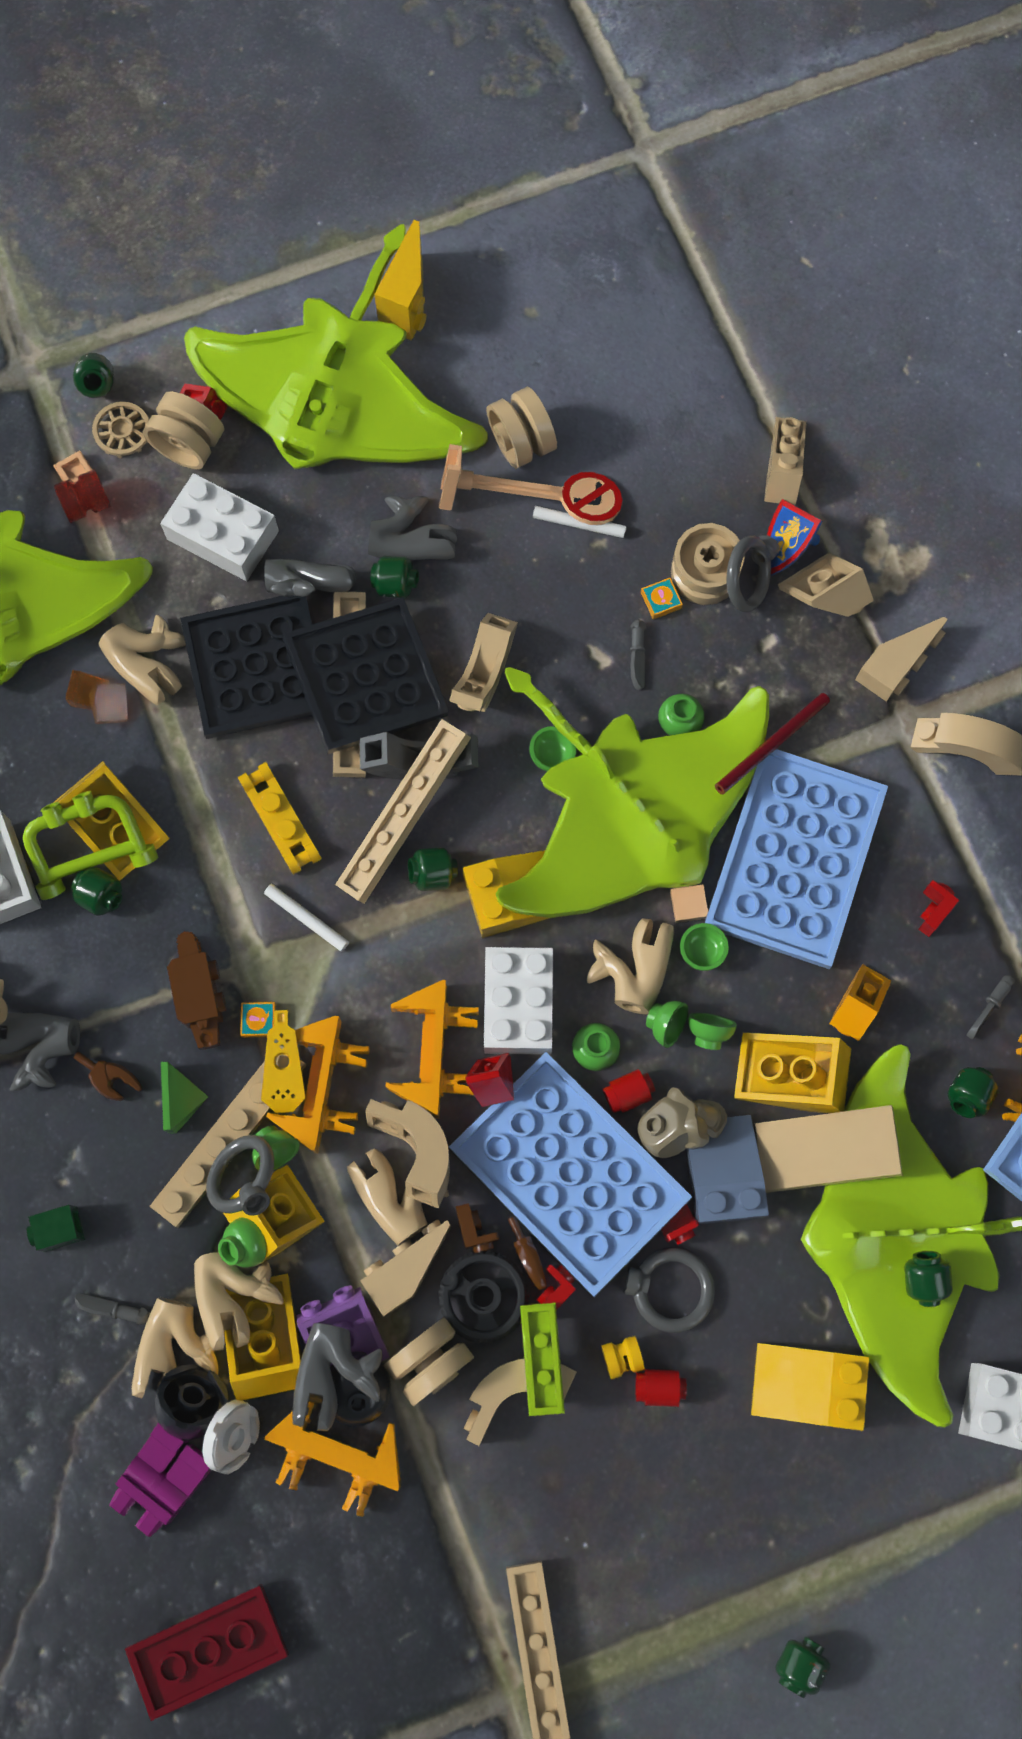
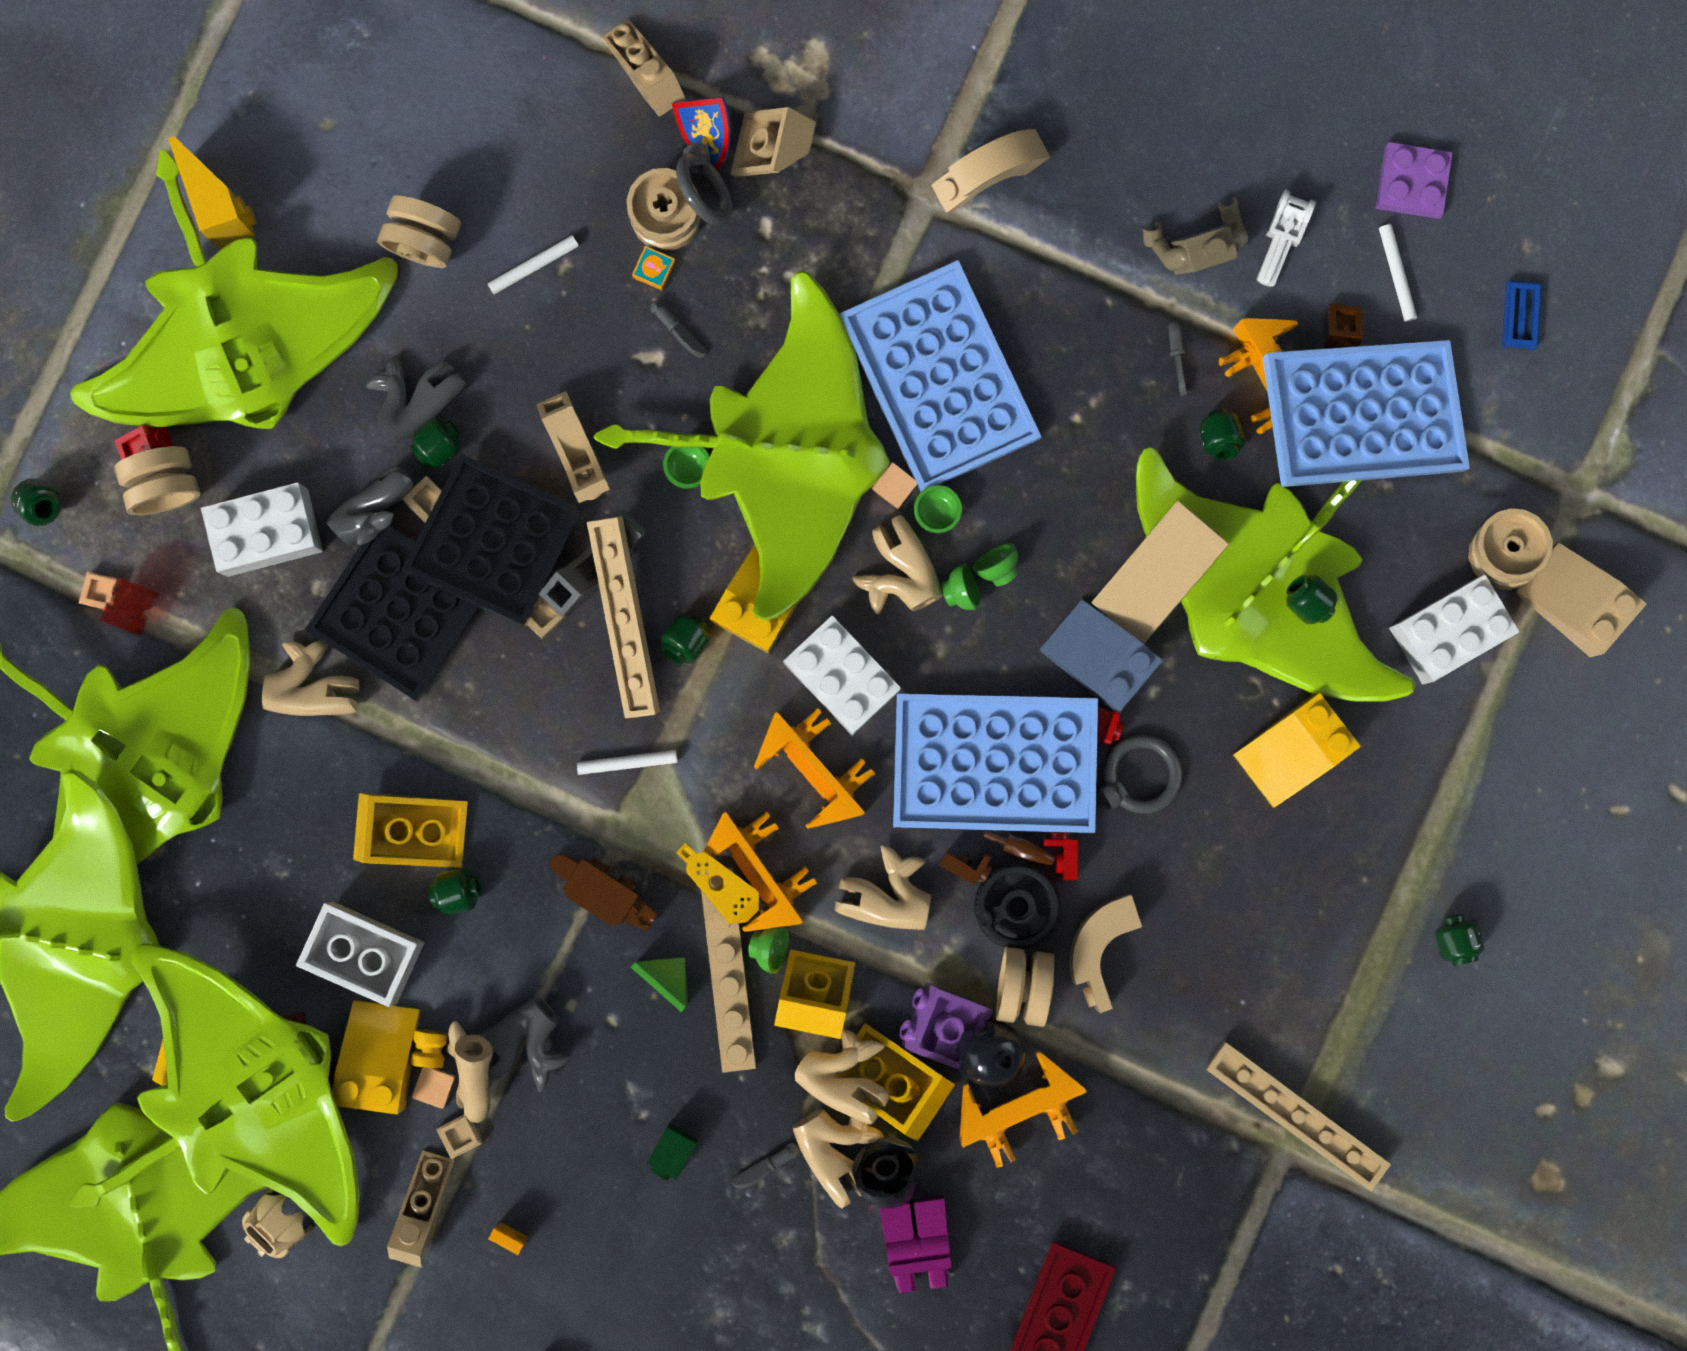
camera: 45 degrees left, 10 degrees up
(80, 687) = (290, 752): clear orange slope -> none
(84, 806) = (388, 839): lime bar -> none
(105, 1073) = (595, 1013): reddish brown hand -> none
(109, 703) = (318, 745): slope -> none
(120, 429) = (100, 523): tan wheel -> none
(230, 1436) = (937, 1169): white tile -> none
(242, 1244) = (817, 1034): bright green piece -> none
(252, 1195) = (795, 995): dark grey piece -> none
(257, 1018) = (666, 869): tile -> none
(279, 818) = (533, 708): yellow plate -> none
(314, 1378) = (958, 1073): dark grey piece -> none
(400, 1278) = (947, 949): tan slope -> none
(417, 1127) = (874, 837): tan arch -> none
(491, 1080) = (878, 750): red slope -> none
(542, 1359) = (1100, 909): lime tile -> none
(585, 496) = (519, 239): light nougat piece -> none
(596, 1046) = (926, 654): bright green piece -> none
(614, 1359) = (1152, 854): yellow wheel -> none
(629, 1091) = (982, 665): red brick -> none
(660, 1388) = (1196, 849): red brick -> none
(680, 1124) = (1041, 654): dark tan head -> none
(681, 714) = (754, 347): bright green piece -> none
(772, 743) = (844, 307): dark red piece -> none
(793, 1071) = (1084, 540): yellow slope -> none
(860, 1003) = (1085, 443): light orange slope -> none
(893, 660) = (873, 158): tan slope -> none
(934, 913) = (1079, 325): red bracket -> none

